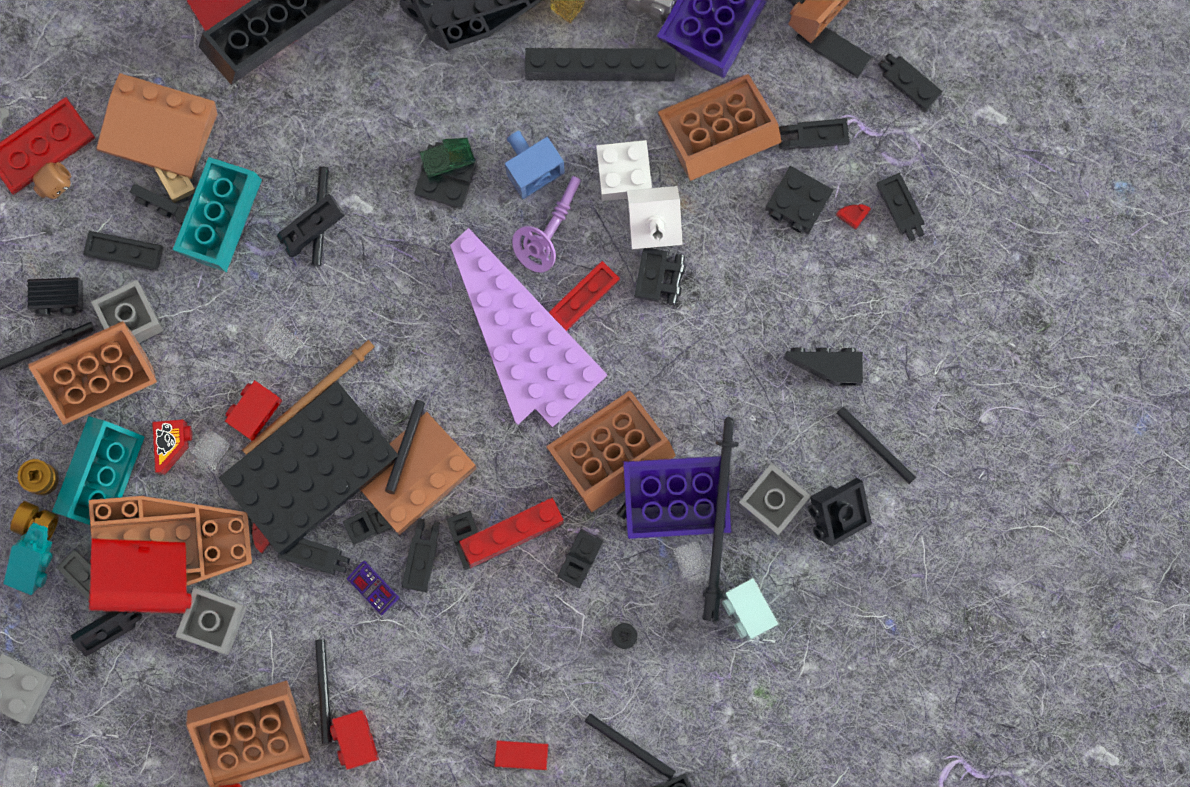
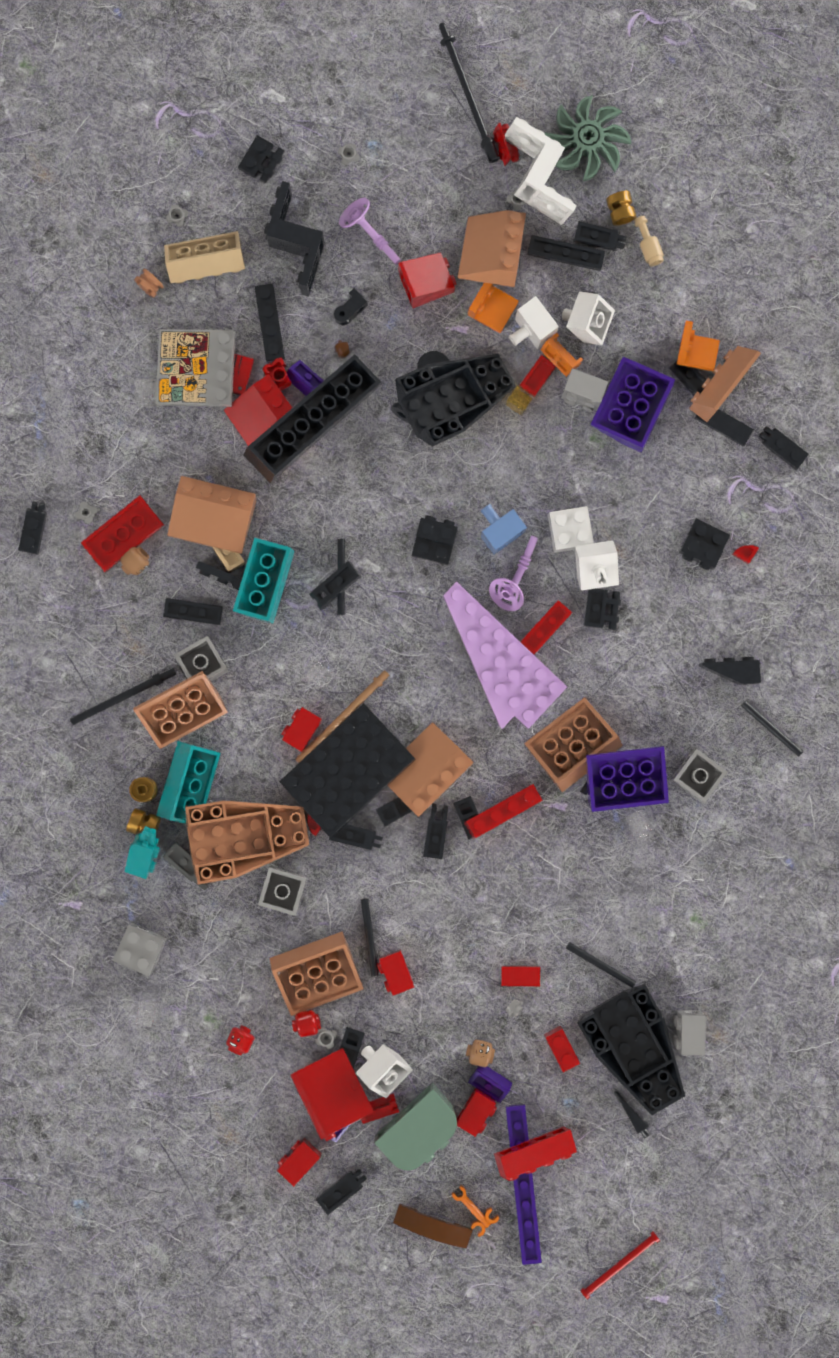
camera: 10 degrees left, 5 degrees up
(55, 295) = (144, 649): black brick -> none
(104, 630) = (204, 900): black hinge -> none
(138, 576) = (227, 862): red door -> none
(170, 443) = (240, 757): slope -> none
(210, 450) = (271, 761): clear brick -> none
(373, 588) = (401, 858): slope -> none
(405, 447) = (418, 751): black bar -> none
(446, 157) = (436, 527): clear green slope -> none
(580, 558) = (555, 826): black slope -> none
(599, 64) = (547, 447): black brick -> none
(624, 644) = (596, 887): black plate -> none
(713, 592) = (657, 848): black bar -> none
(720, 127) = (641, 491): nougat slope -> none
(749, 610) = (685, 859): light aqua brick -> none
(816, 134) = (715, 492): black hinge -> none
(839, 512) = (748, 782): black plate -> none
(901, 206) = (782, 545): black hinge -> none

